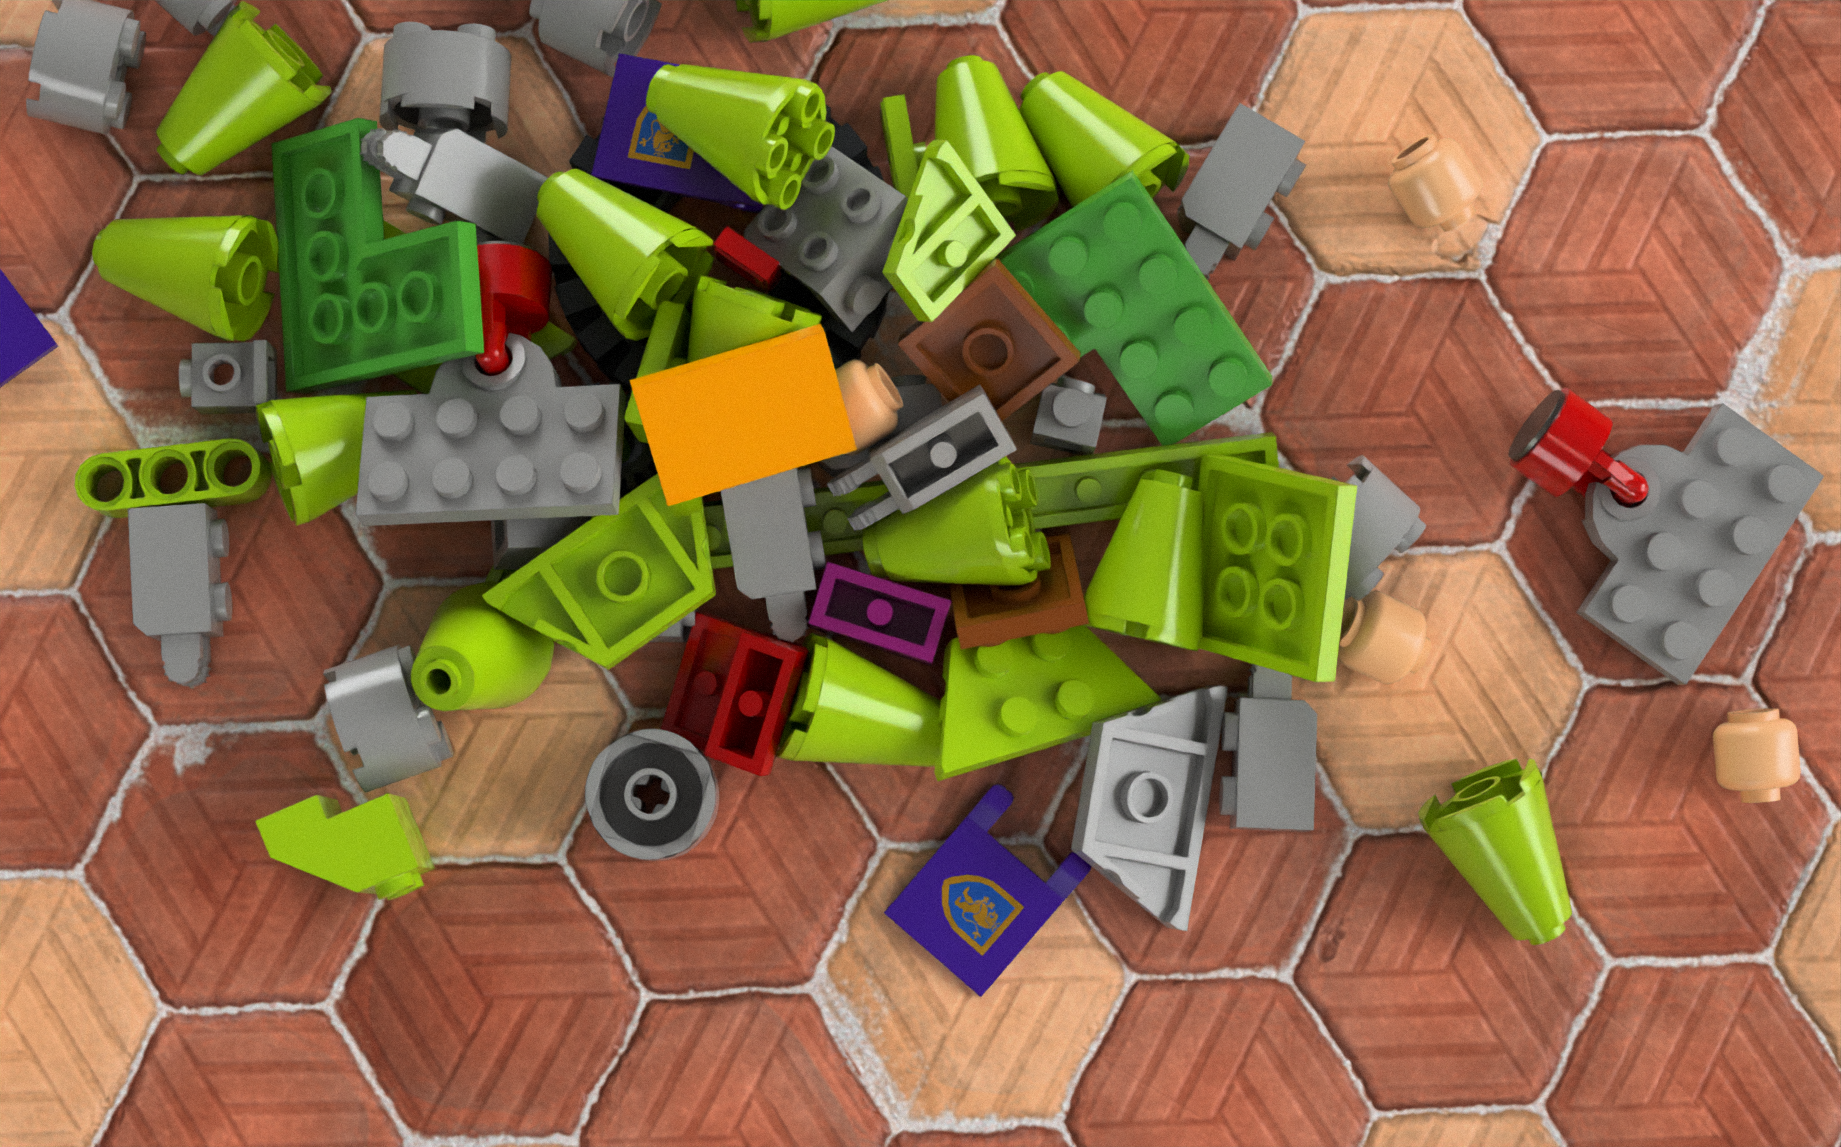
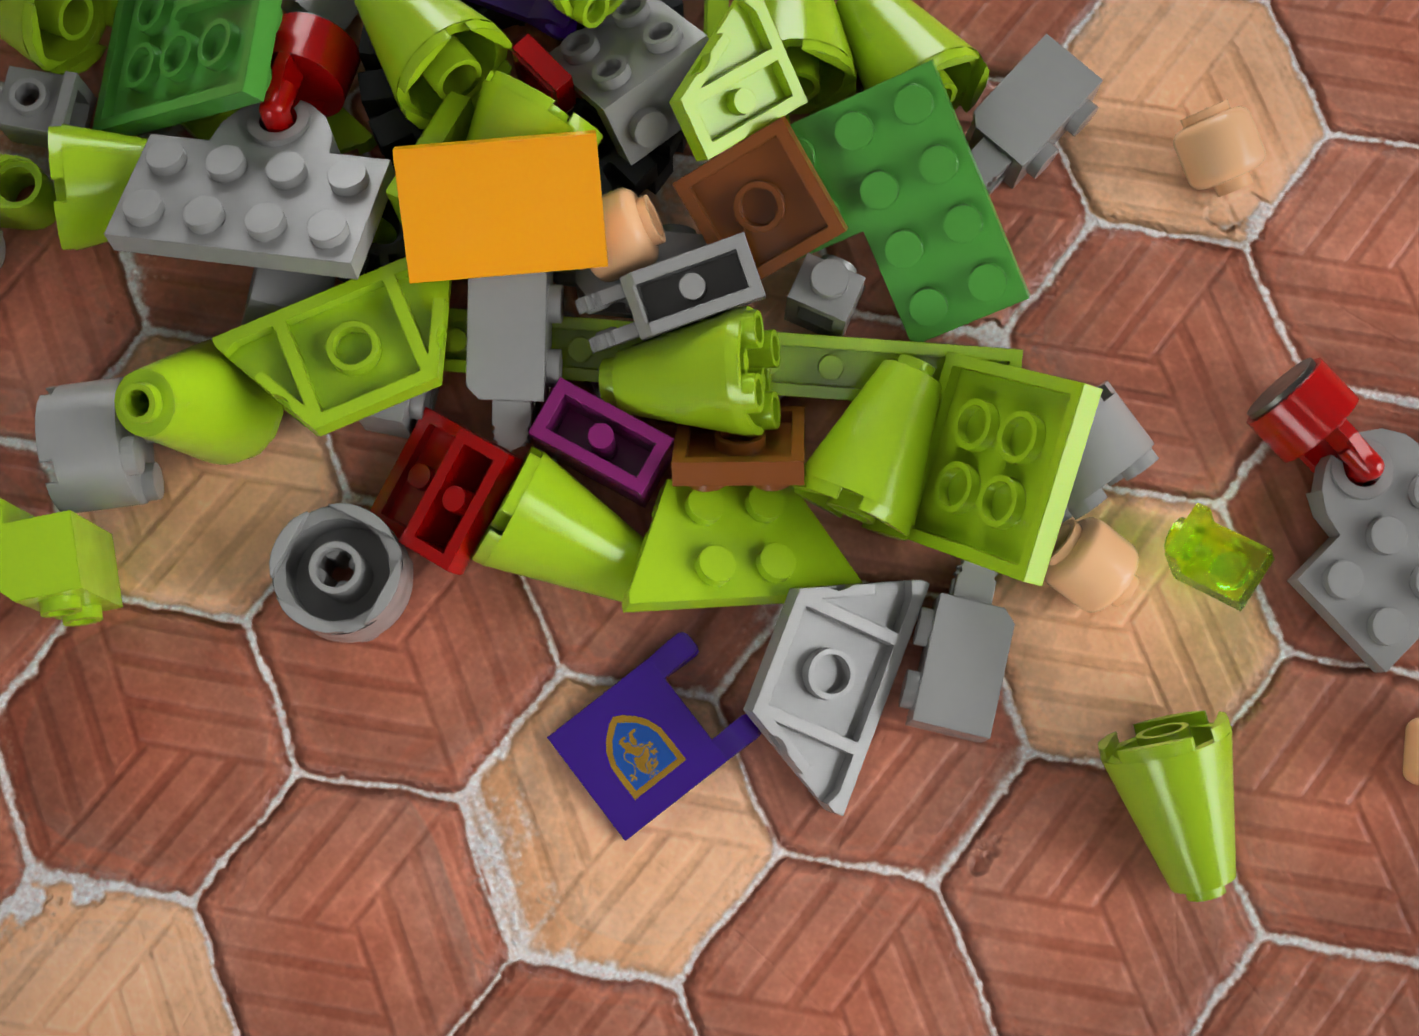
camera: 15 degrees right, 5 degrees down
(1502, 605) = (1215, 558): none -> clear neon green bracket

